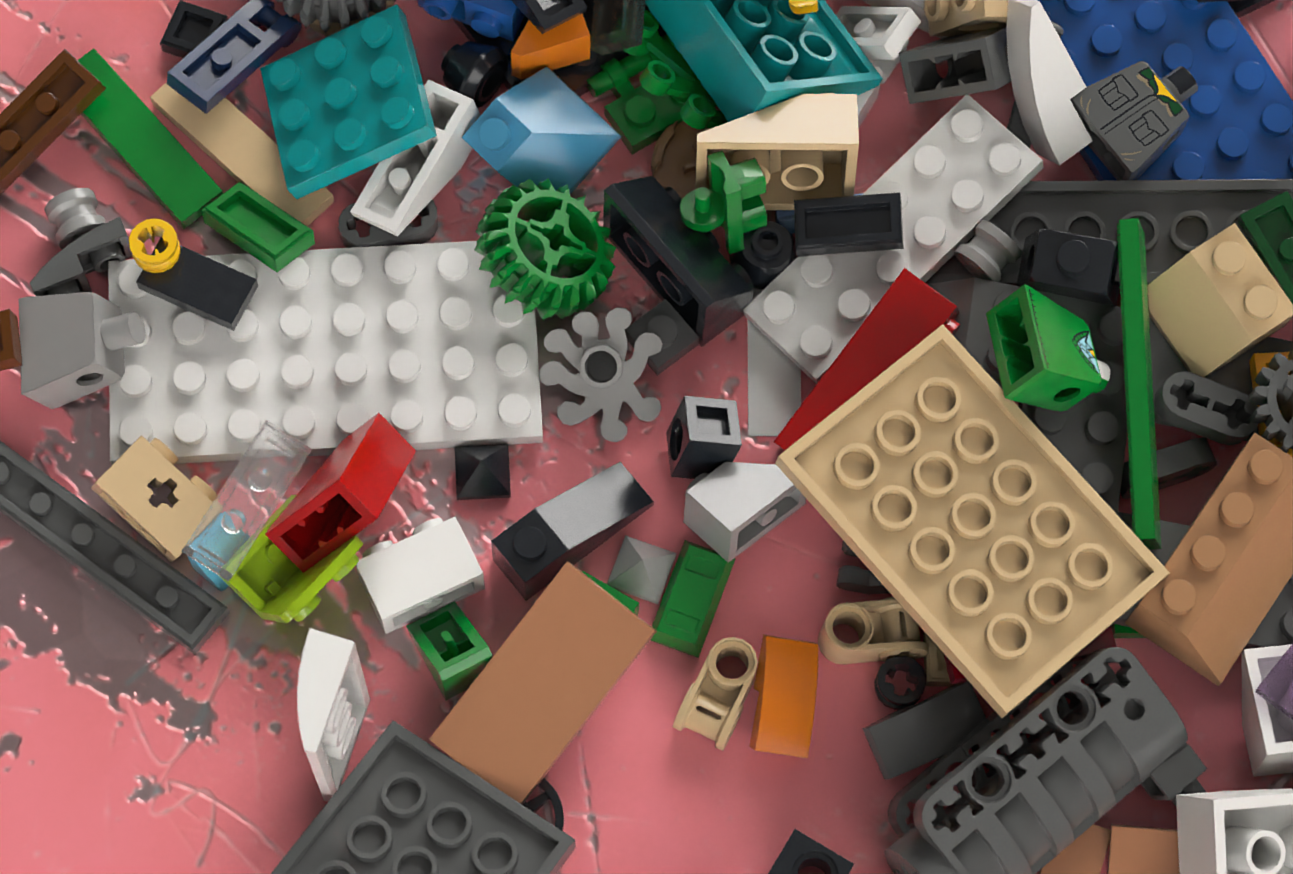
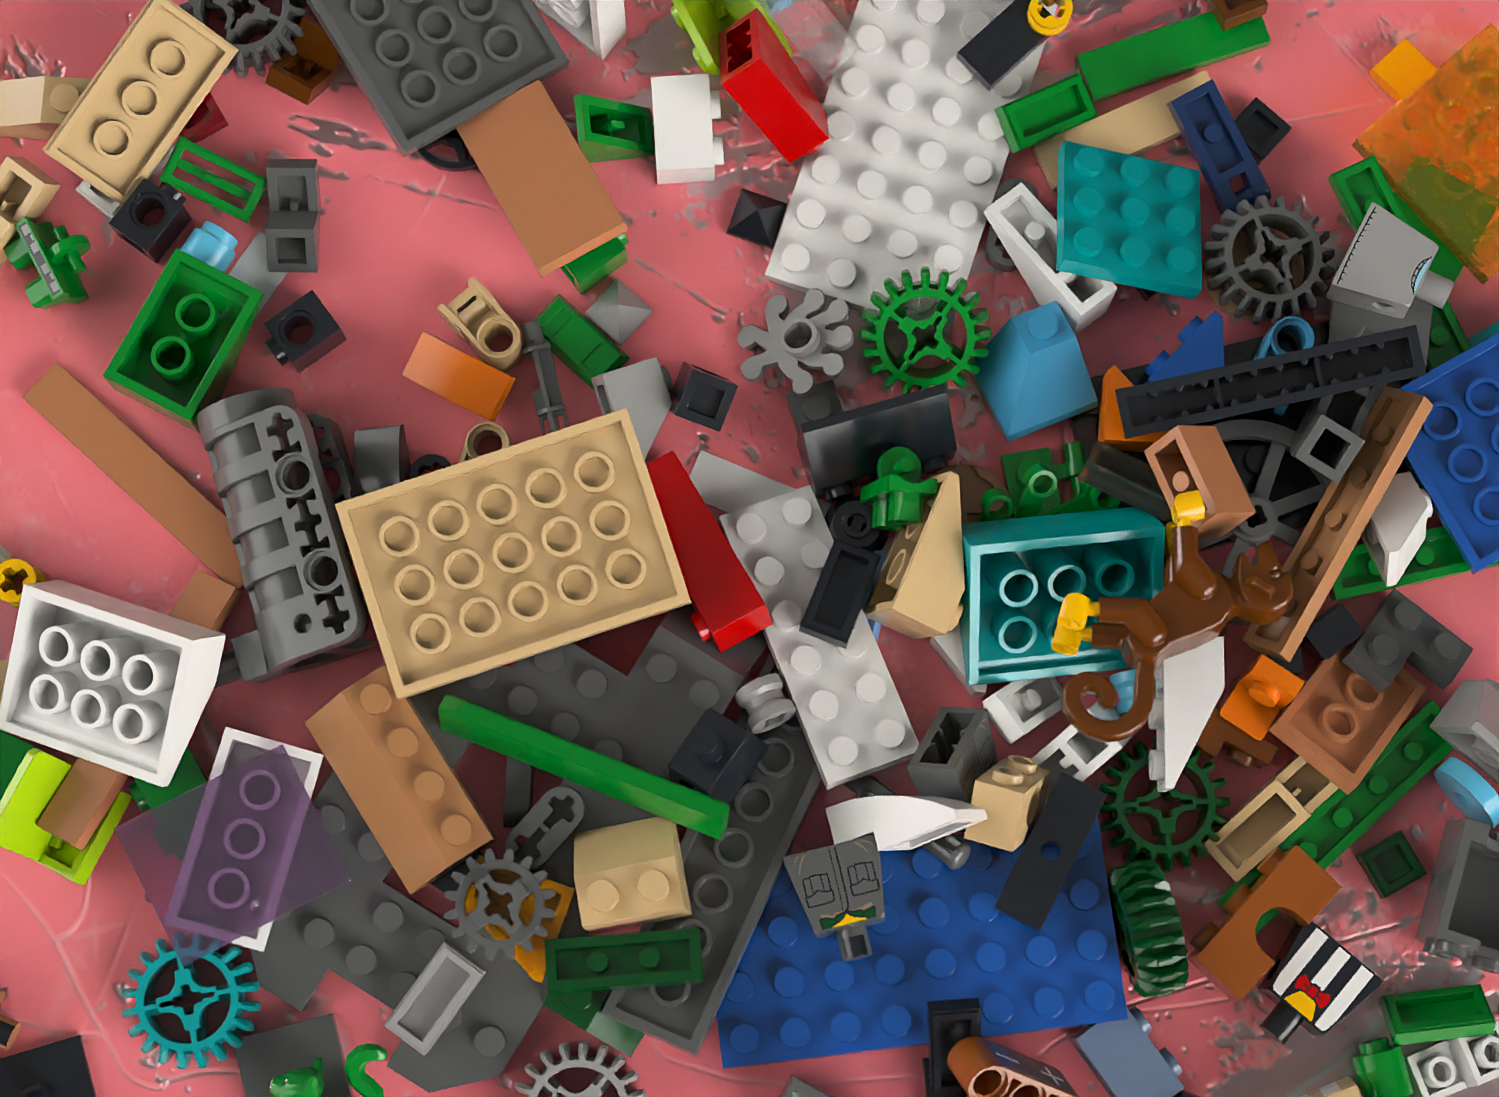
camera: 110 degrees right, 10 degrees up
(474, 70) = (1123, 343): black cone -> none
(568, 528) = (675, 264): black slope -> none
(765, 597) = (548, 396): none -> dark grey piece
(1044, 352) = (634, 684): green torso -> none

